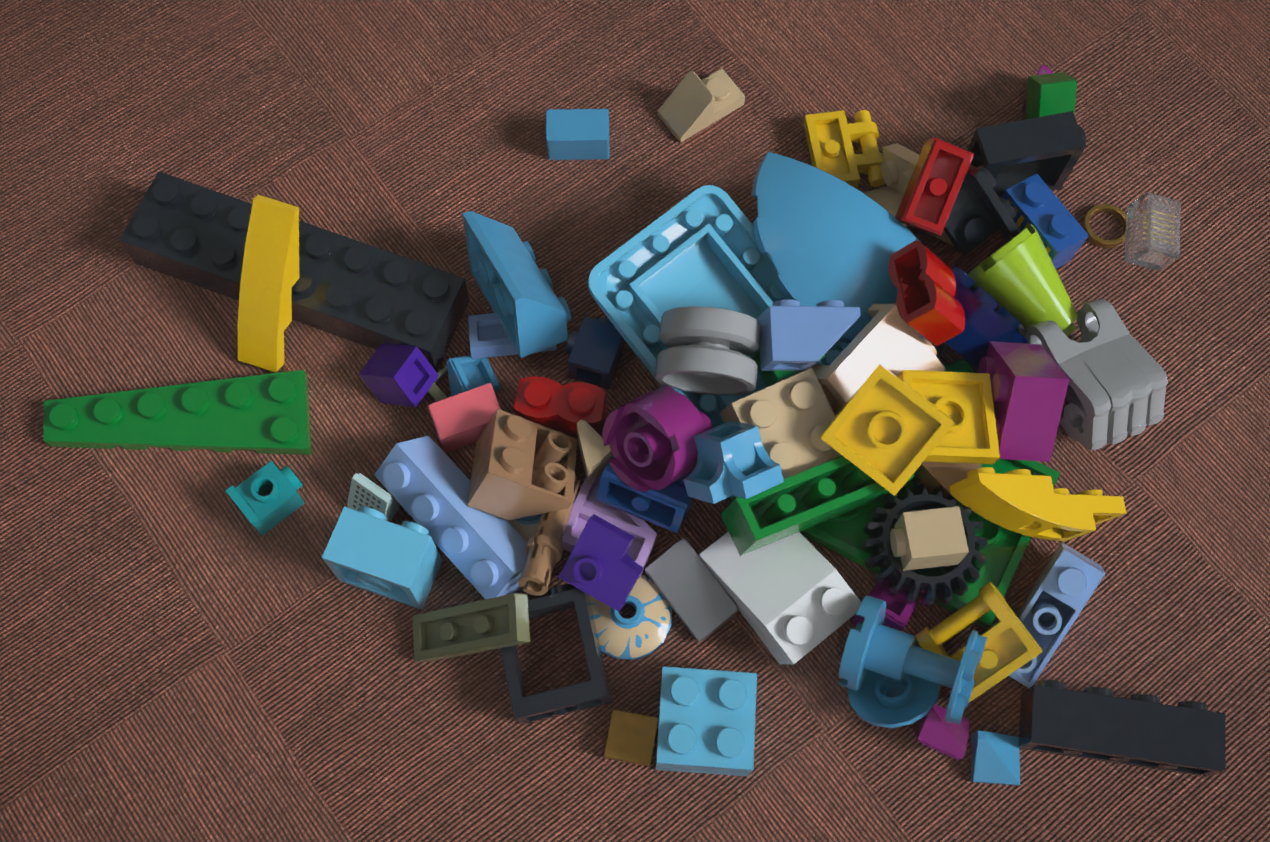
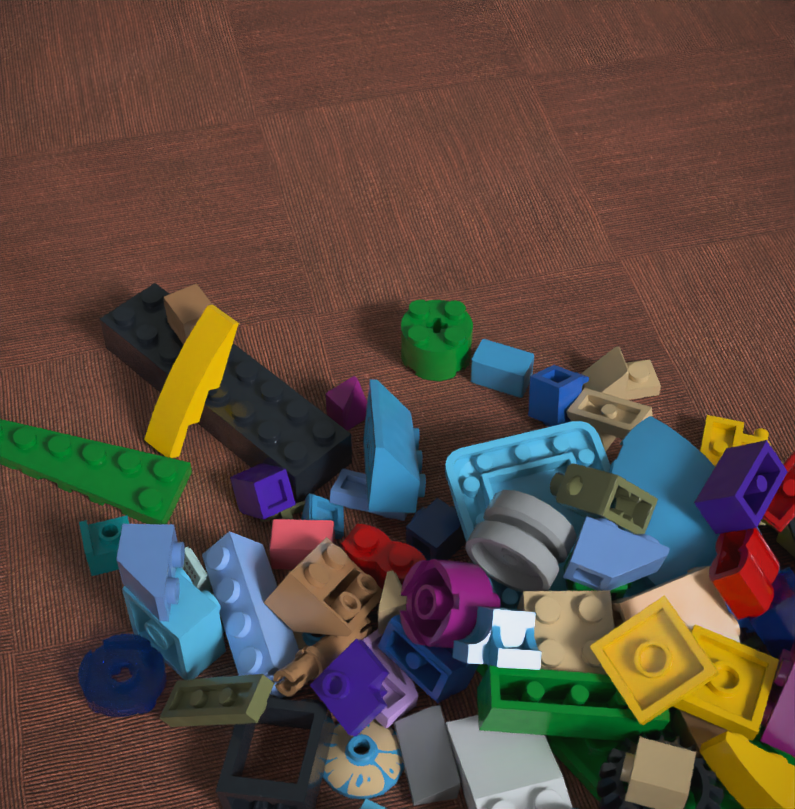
camera: 25 degrees right, 20 degrees down
(224, 203) = (185, 309): none -> medium nougat brick
(331, 622) = (126, 697): none -> clear blue plate
(341, 527) = (149, 564): none -> medium blue slope
(437, 238) = (347, 403): none -> magenta slope
(496, 125) = (436, 338): none -> green brick
(650, 149) = (553, 393): none -> blue brick
(710, 155) = (607, 414): none -> tan slope
(766, 272) = (592, 492): none -> olive torso
(895, 208) = (741, 487): none -> dark purple brick

